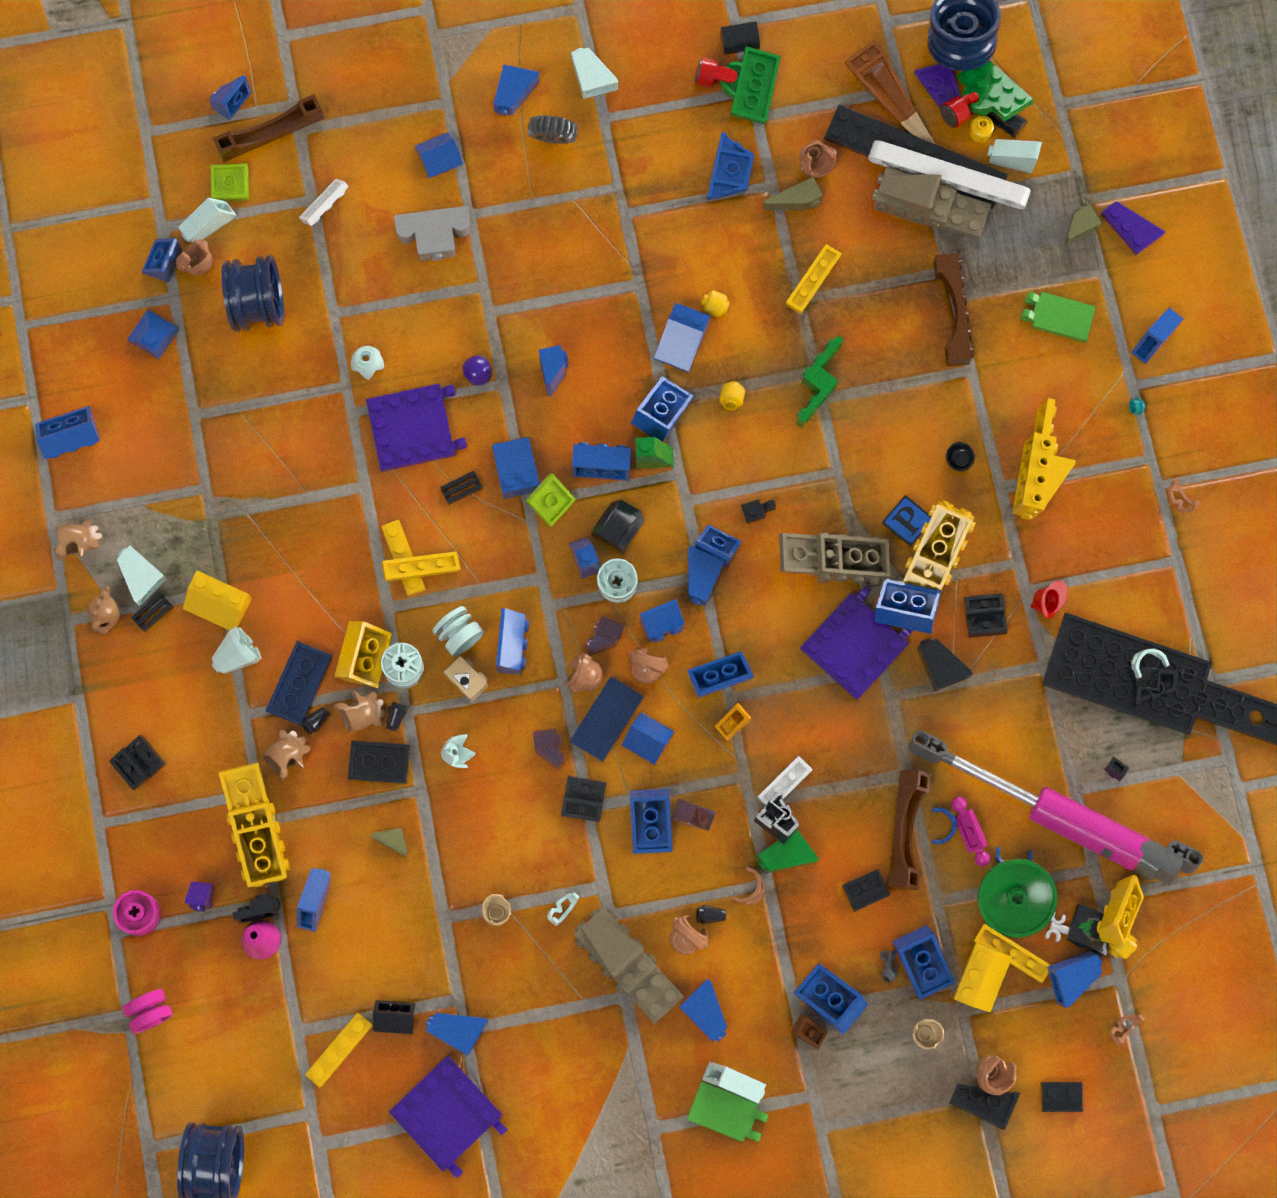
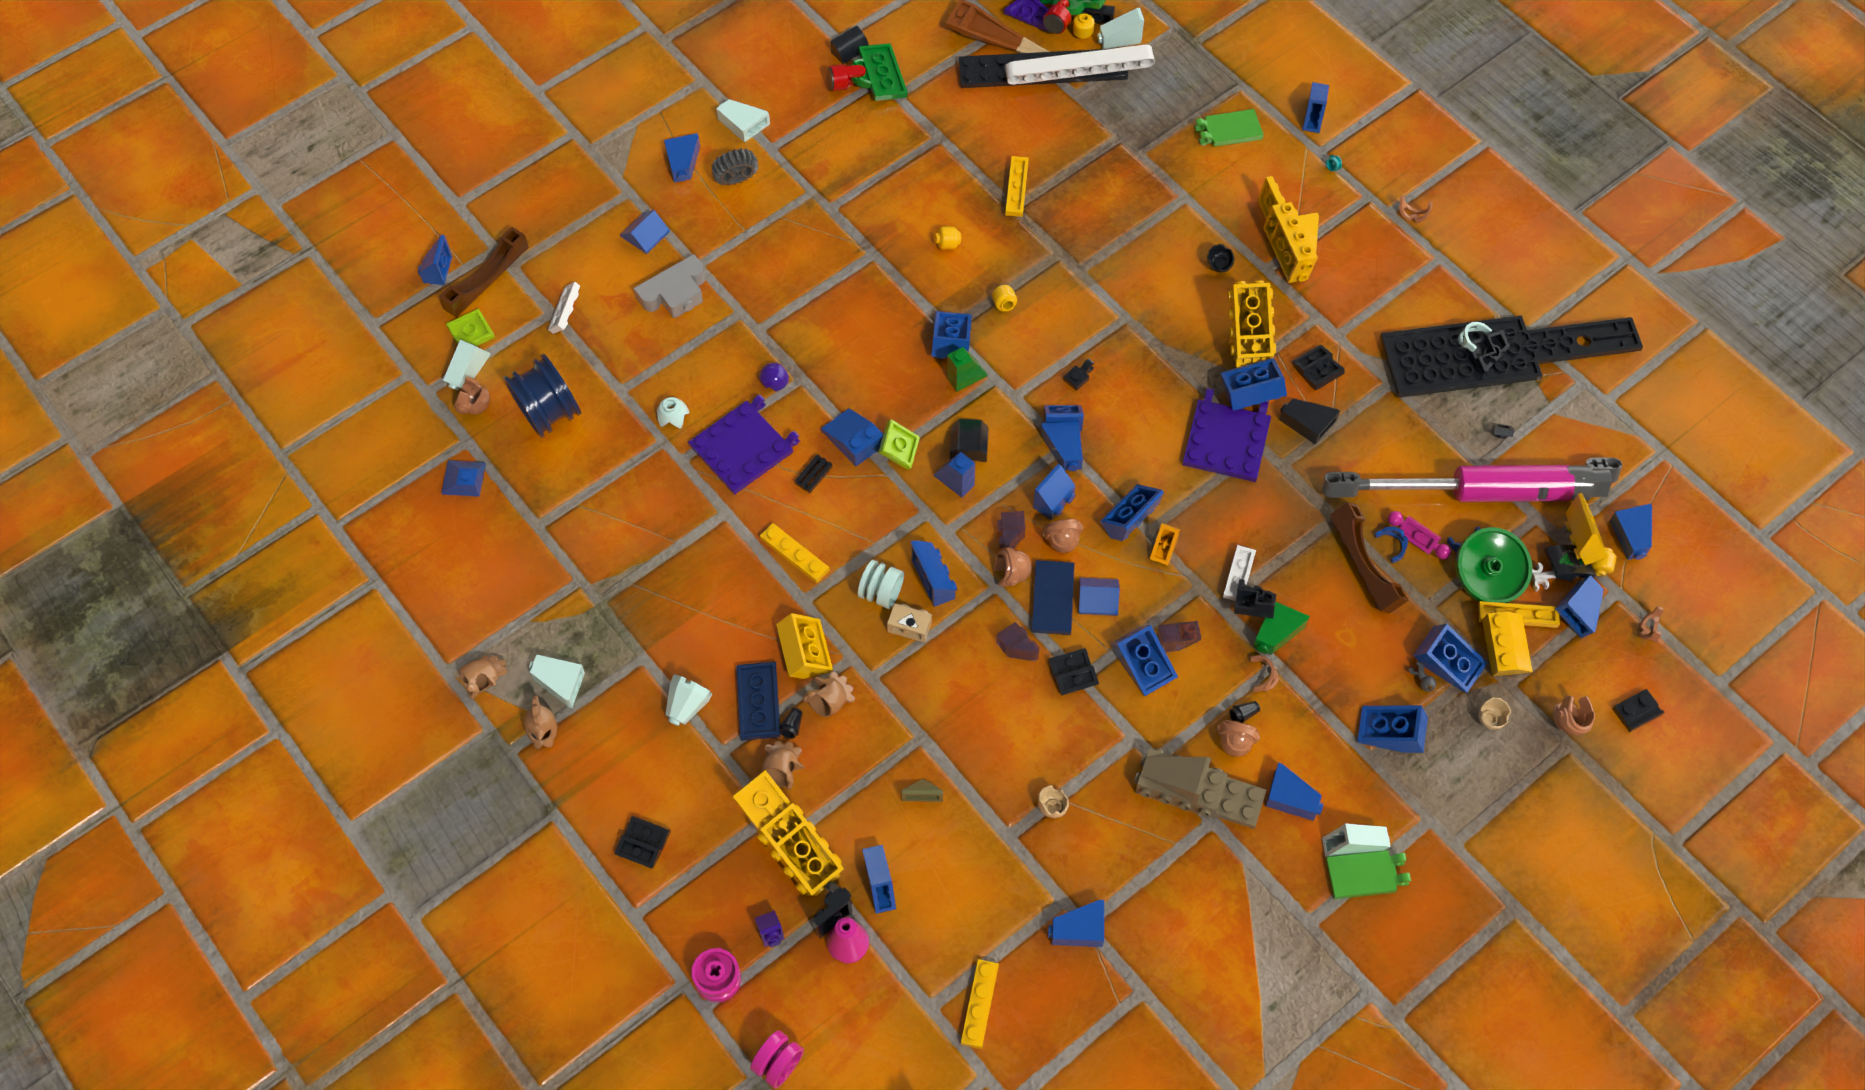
camera: 25 degrees left, 15 degrees down
(67, 432) = (425, 591): blue slope -> none
(146, 607) = (592, 690): black tile -> none
(162, 259) = (441, 413): blue slope -> none
(216, 601) = (642, 666): yellow slope -> none
(378, 762) = (871, 730): black plate -> none
(393, 1017) = (1014, 945): black brick -> none
(396, 714) = (863, 683): black cone -> none
(413, 665) = (845, 645): light aqua wheel -> none
(420, 566) = (815, 548): yellow plate -> none
(446, 1114) = (1115, 1010): dark purple plate -> none
(454, 752) = (934, 689): light aqua piece -> none
(553, 366) = (838, 341): blue slope -> none
(572, 898) = (1115, 758): light aqua helmet -> none
(601, 461) = (926, 394): blue brick -> none
(623, 571) = (996, 479): light aqua wheel -> none
(682, 337) = (935, 273): slope -> none
(730, 169) = (899, 138): blue wing -> none
(799, 197) = (968, 133): olive slope -> none
(808, 1031) = (1391, 765): reddish brown slope -> none
(817, 159) = (967, 99): nougat helmet -> none
(819, 381) = (1069, 256): green bracket -> none
(835, 557) = (1172, 373): dark tan wedge -> none
(865, 890) = (1363, 625): black plate -> none
(906, 520) = (1209, 325): piece -> none
(929, 203) = (1074, 92): dark tan wedge -> none
(947, 269) = (1123, 134): reddish brown arch -> none
(987, 1107) = (1580, 749): black wing -> none
(1050, 599) = (1361, 329): red piece -> none
(1082, 224) = (1205, 57): olive slope -> none
(1131, 227) = (1244, 45): dark purple wing -> none
(1172, 930) = (1634, 530): none -> blue slope

